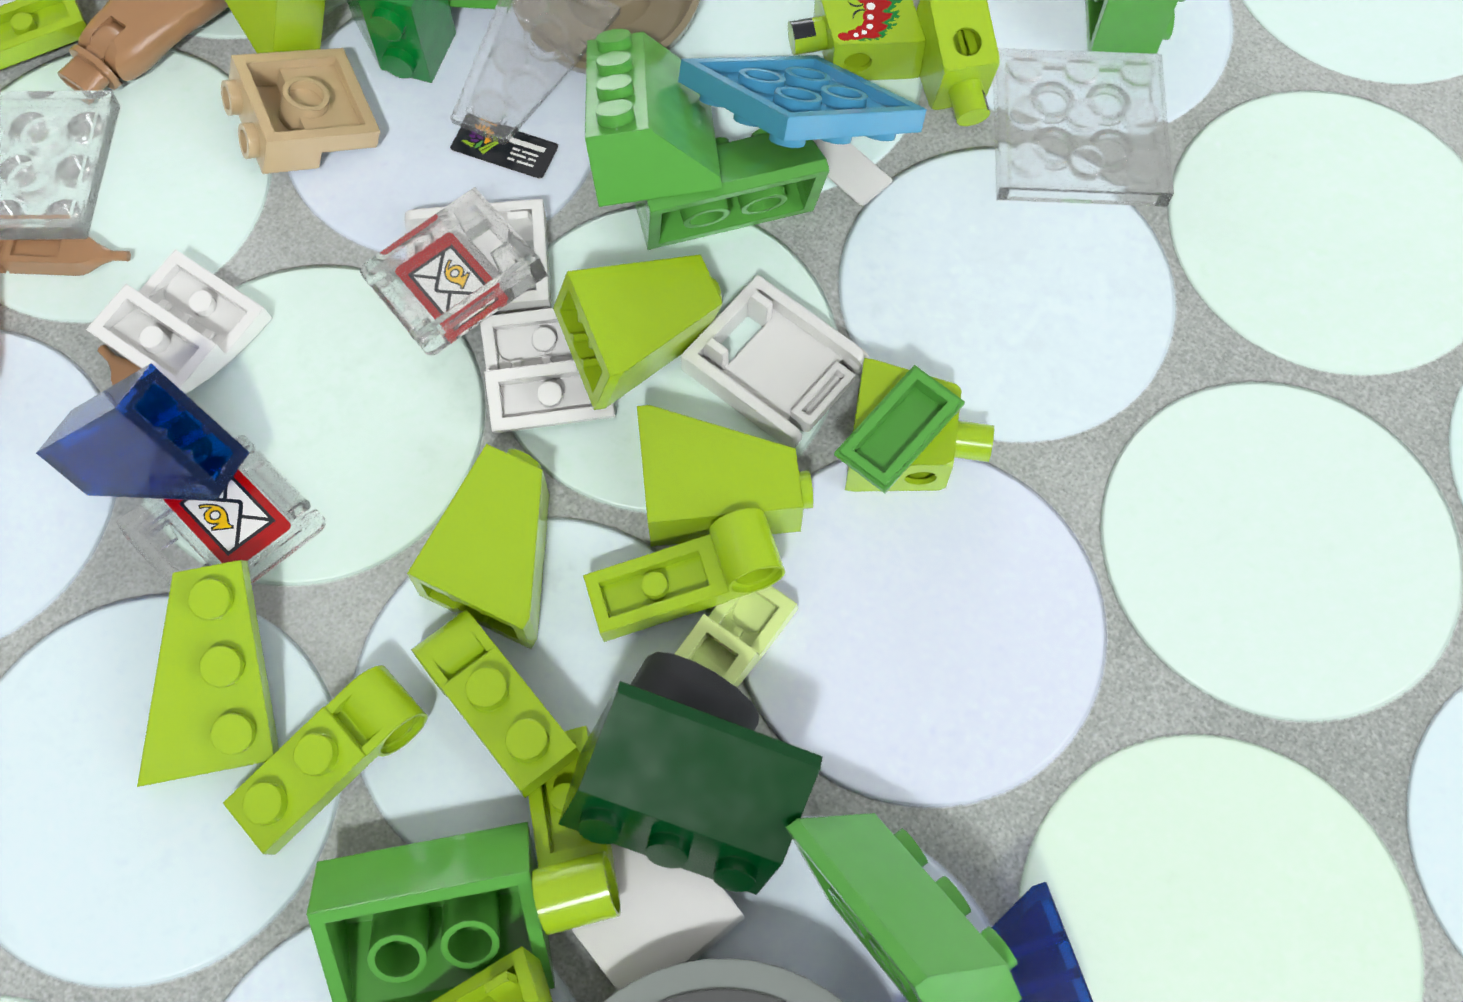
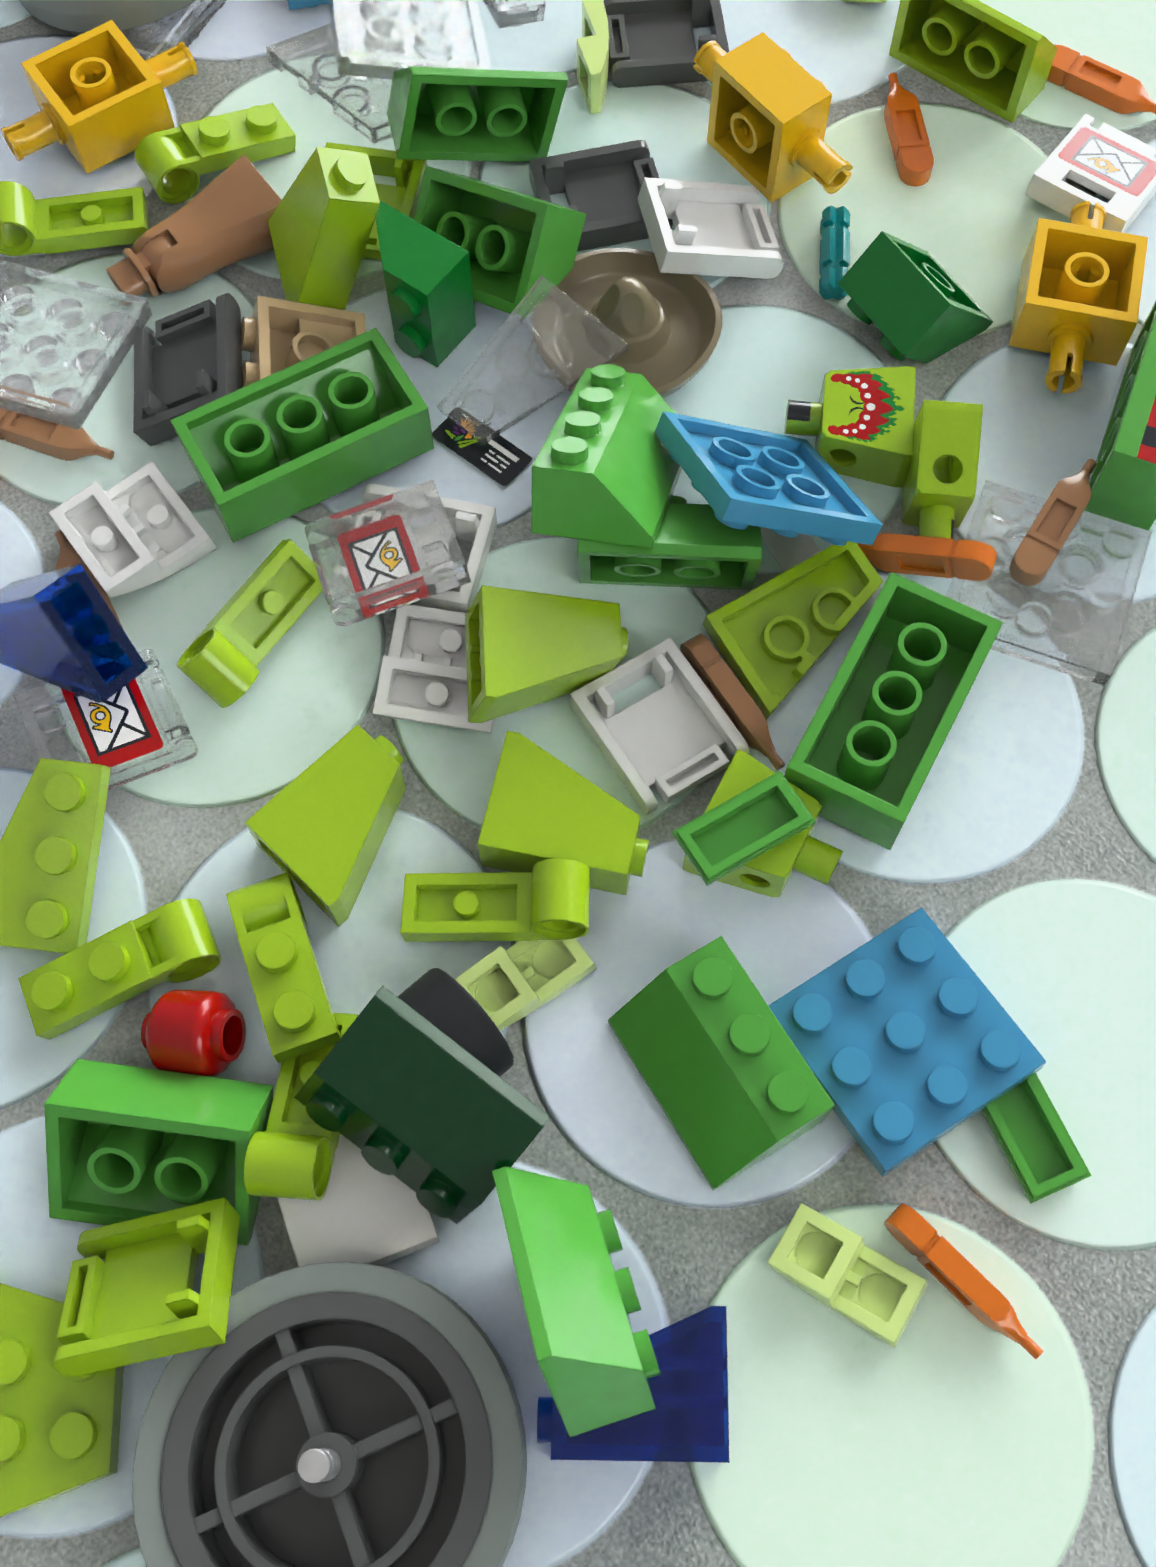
camera: 20 degrees right, 0 degrees up
(186, 150) = (191, 367): none -> dark grey container
(326, 179) = (305, 434): none -> bright green slope
(338, 380) = (251, 624): none -> lime plate
(426, 797) = (193, 1032): none -> red head
(834, 312) = (731, 696): none -> medium nougat piece
(863, 228) = (791, 621): none -> lime wing
(951, 658) = (719, 1063): none -> bright green slope
(970, 131) = (931, 556): none -> orange piece
(993, 279) = (891, 708): none -> bright green brick
(1075, 73) = (1052, 527): none -> medium nougat piece
(1109, 583) = (905, 1040): none -> dark azure plate
(1137, 816) = (847, 1275): none -> yellowish green slope
(1237, 781) = (958, 1275): none -> orange piece
(1250, 626) = (1035, 1140): none -> bright green tile

